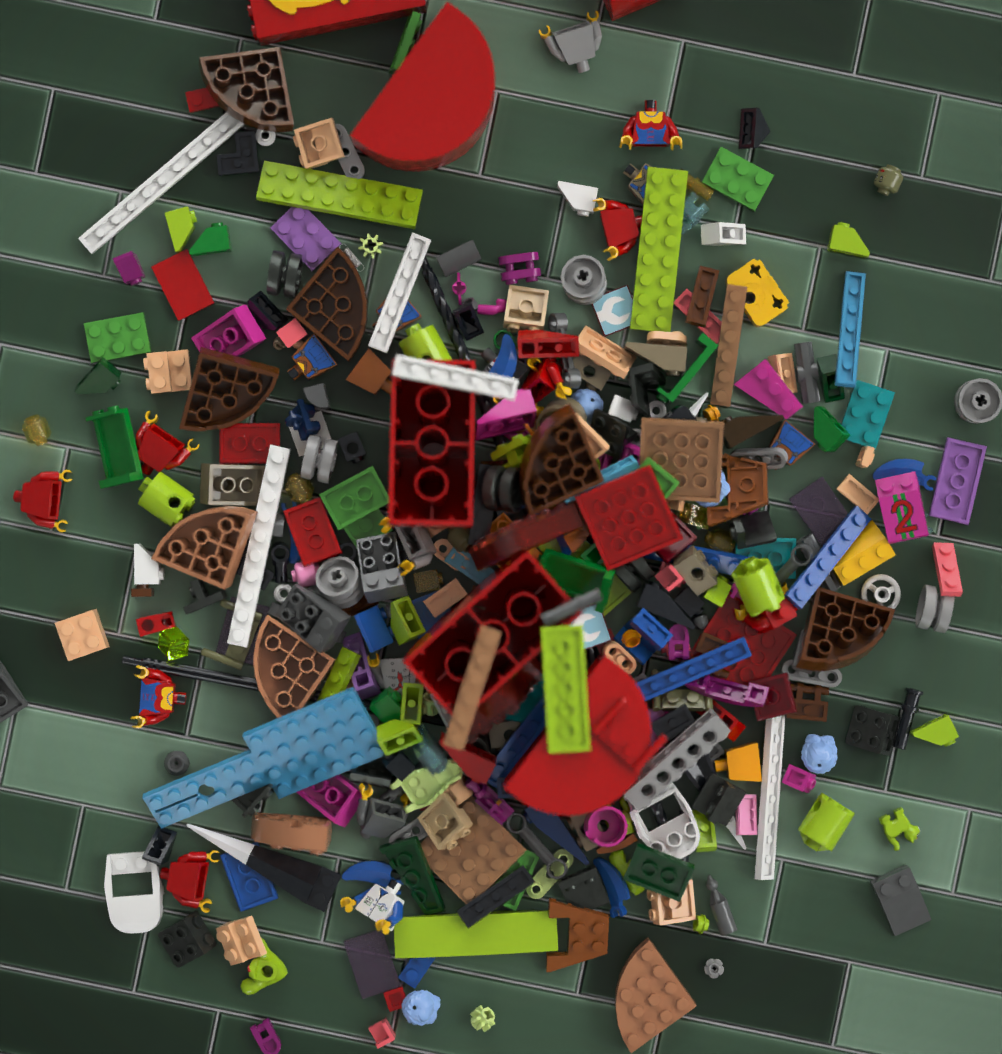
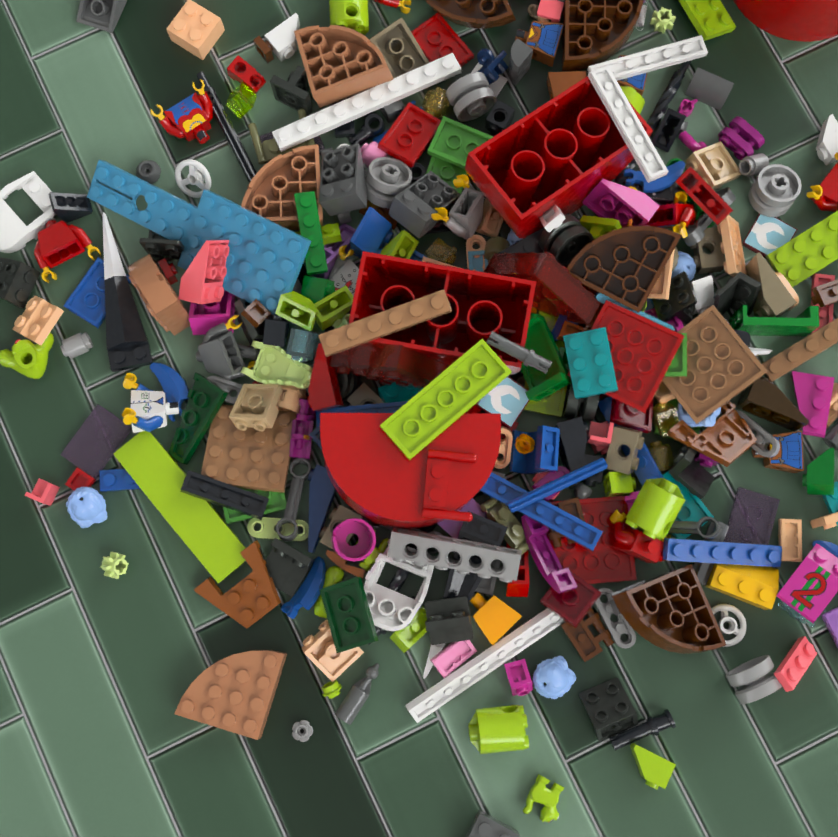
camera: 50 degrees right, 10 degrees down
(213, 730) = (196, 176): none -> white piece
(276, 807) = (169, 271): none -> red plate
(282, 924) = (76, 345): none -> light grey brick
(317, 789) = (205, 275): none -> coral slope
(339, 677) = (310, 228): none -> green plate
(373, 769) = (256, 313): none -> reddish brown plate
(483, 492) = (552, 218): none -> white plate
(550, 276) = (753, 164): none -> light grey brick
(613, 548) = (590, 363): none -> teal plate
(684, 643) = (557, 485): none -> blue axle

